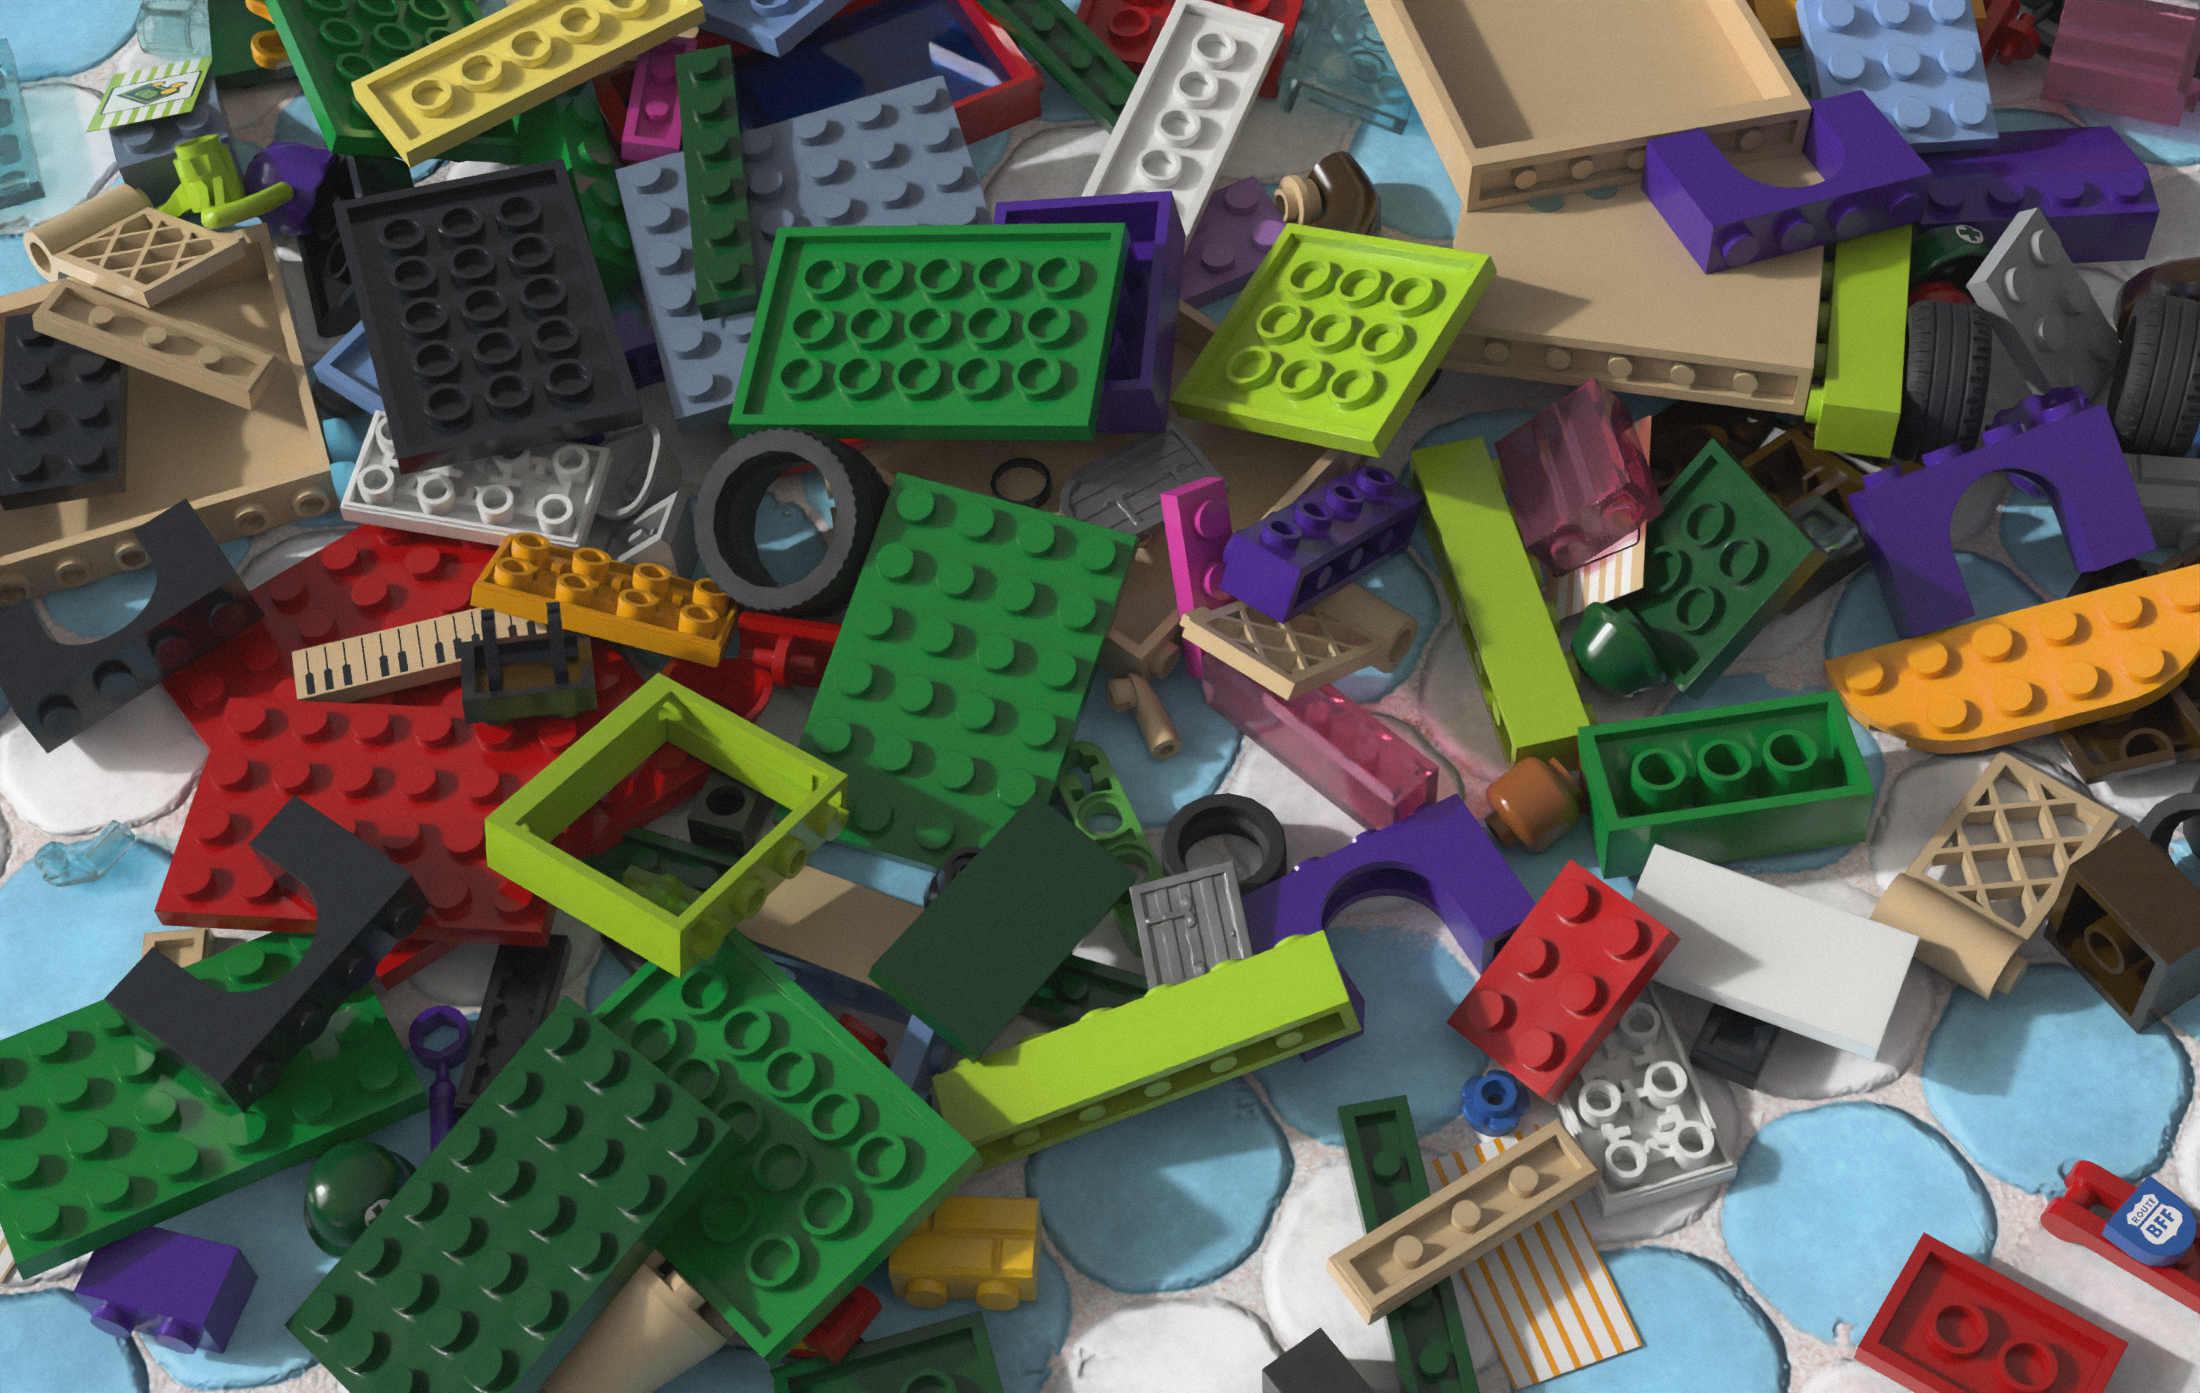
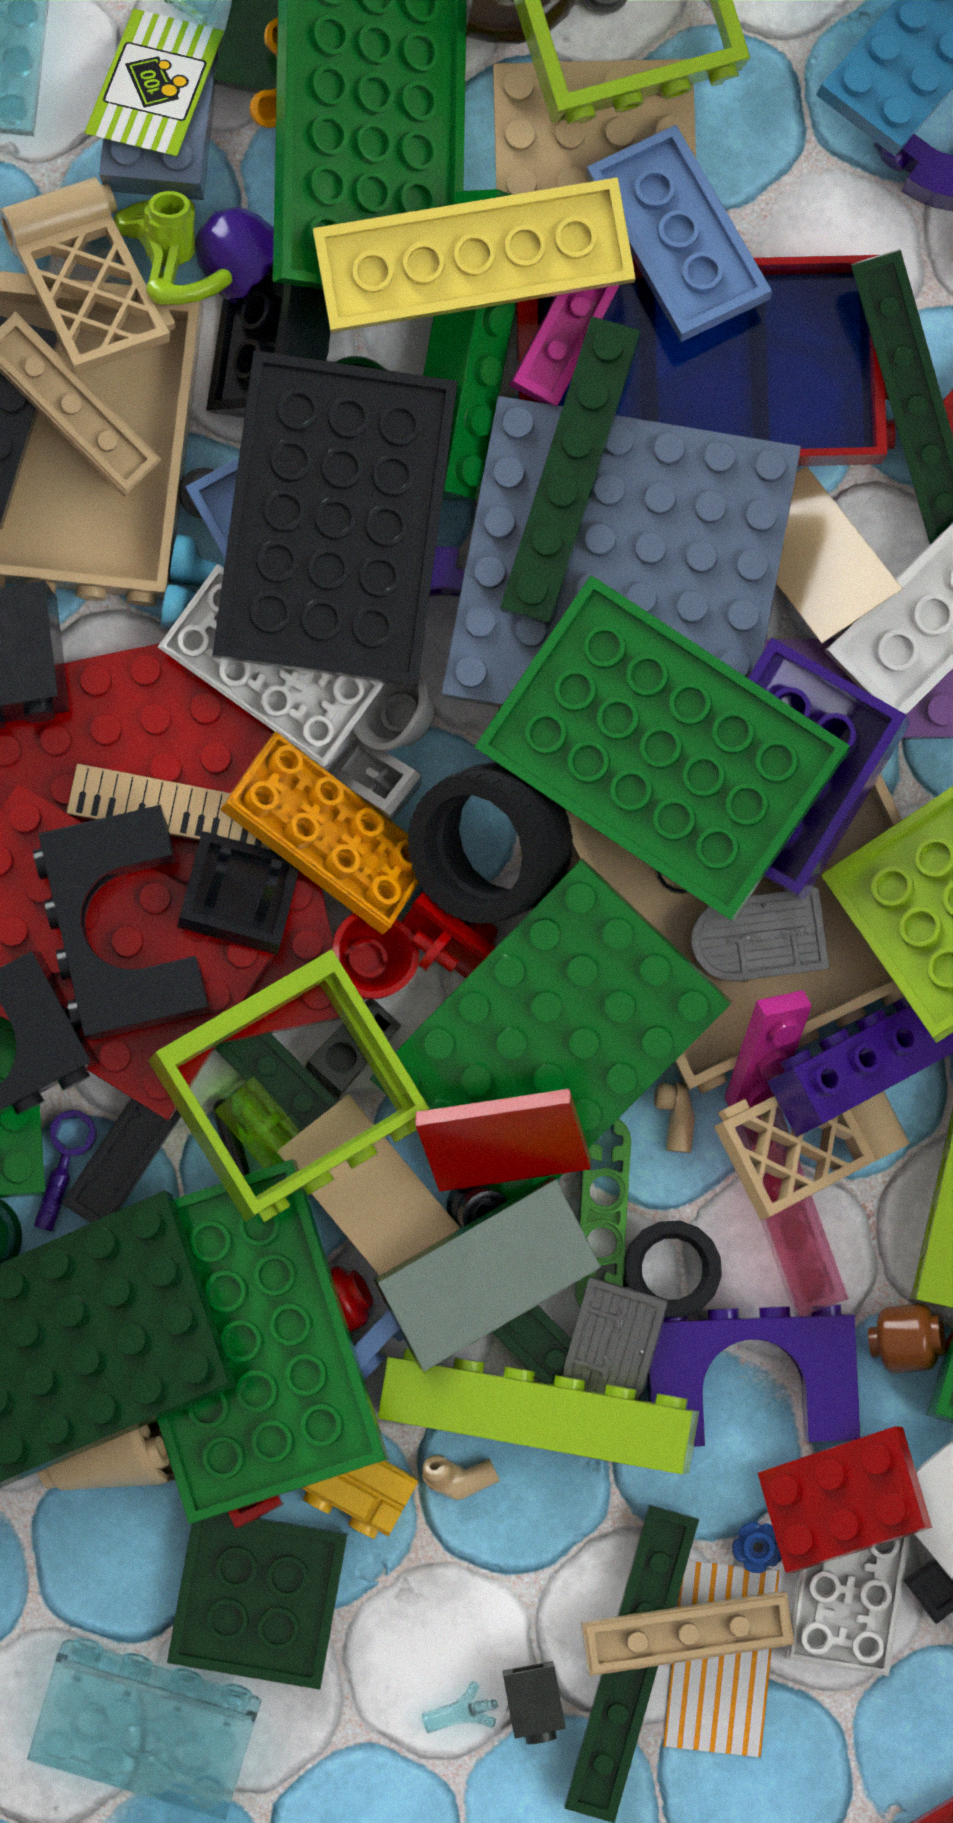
camera: 15 degrees right, 30 degrees up
(336, 702) = (78, 865): none -> black arch
(951, 774) = (503, 1140): none -> red tile
(1032, 170) = (827, 563): none -> tan sticker
(1088, 1200) = (455, 1480): none -> tan arm

